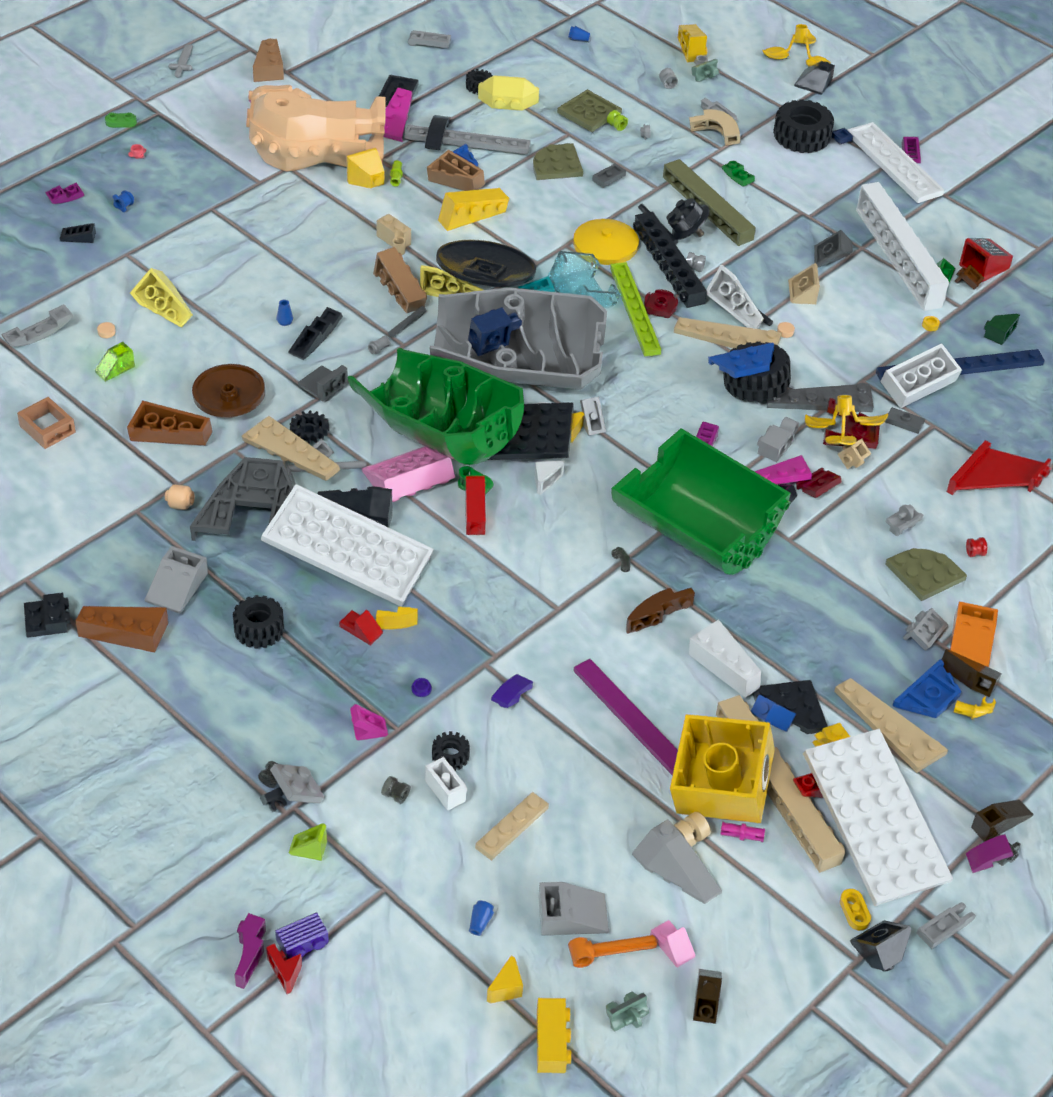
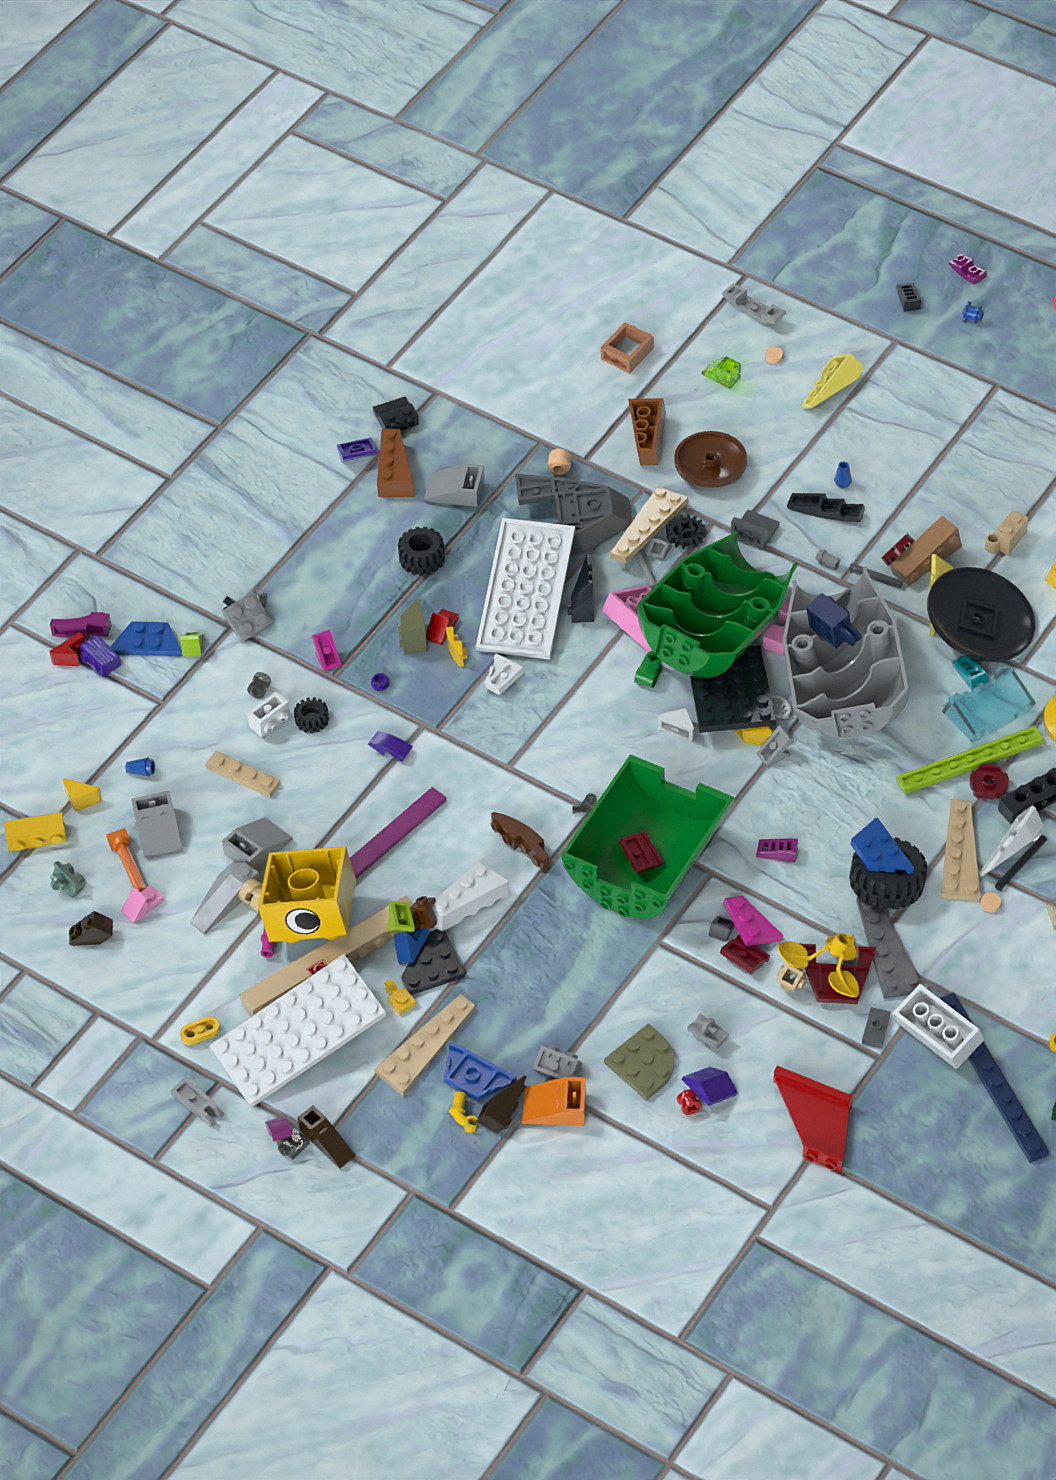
camera: 85 degrees right, 5 degrees up
(84, 655) = (356, 449): none -> dark purple slope
(288, 888) = (147, 639): none -> blue wing
(368, 640) = (412, 629): none -> olive slope
(398, 291) = (897, 549): none -> dark red plate
(442, 589) = (502, 674): none -> white wing
(475, 505) = (610, 674): red slope -> none
(618, 823) = (254, 842): none -> light grey slope
(699, 523) = (640, 852): none -> dark red plate
(750, 684) = (423, 913): none -> reddish brown bracket
(758, 706) = (400, 918): none -> lime slope
(777, 439) = (796, 910): light grey hinge -> none
(883, 944) = (162, 1049): black slope -> none
(959, 529) = (711, 1085): none -> dark purple slope

